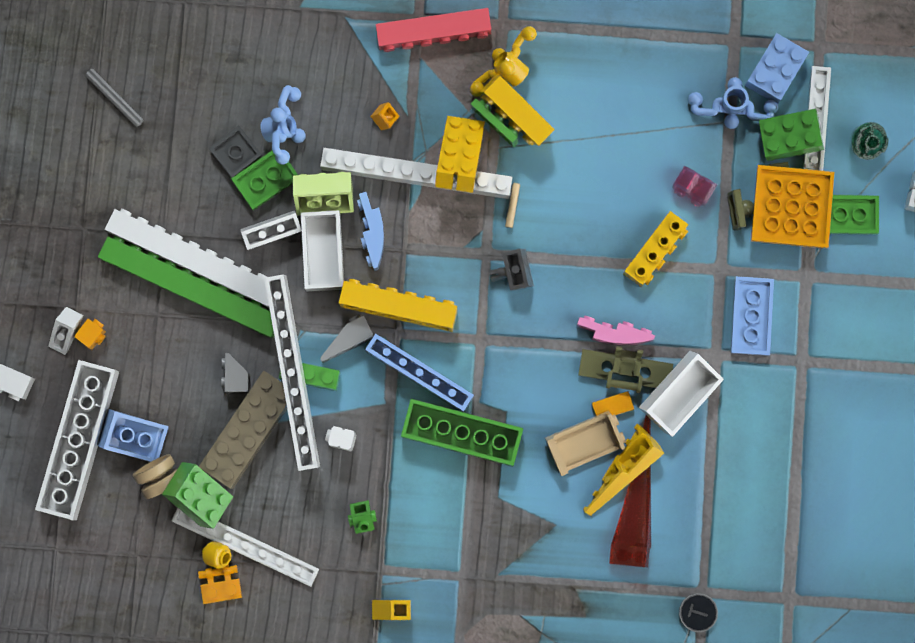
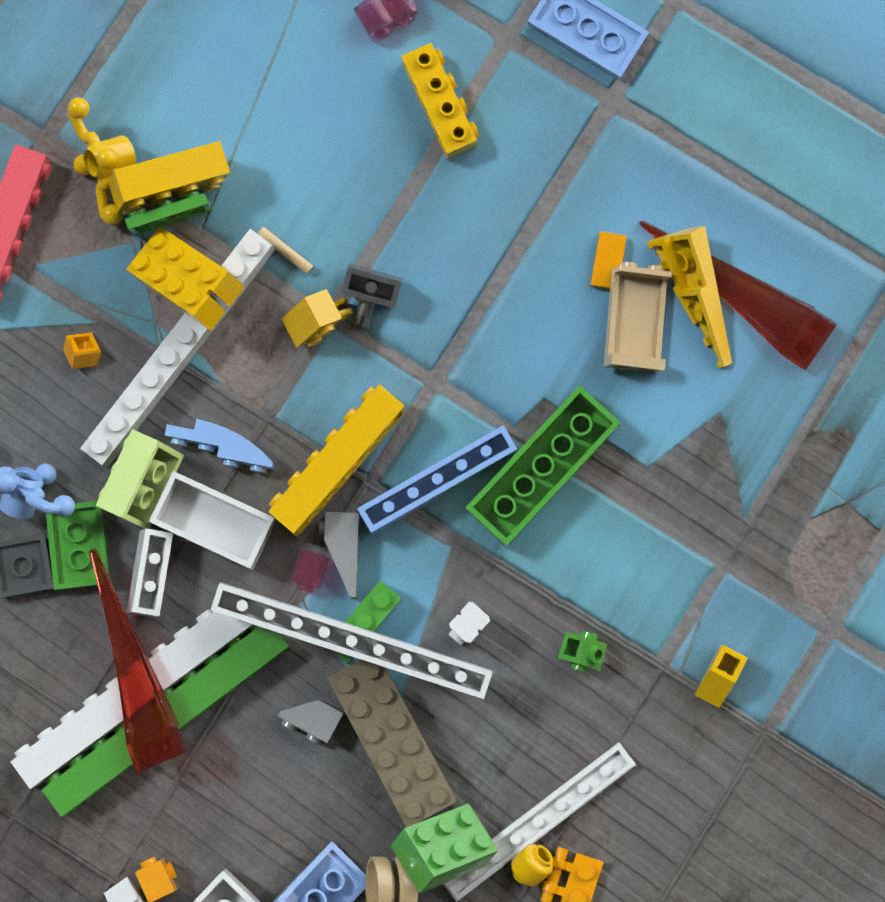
camera: 60 degrees left, 0 degrees up
(184, 274) = (147, 714): none -> clear red plate
(324, 325) = (309, 570): none -> clear pink brick
(478, 246) = (315, 318): none -> yellow brick
(622, 335) = (525, 200): bright pink slope -> none
(623, 363) = (565, 214): olive piece -> none
(681, 393) = (639, 165): white piece -> none

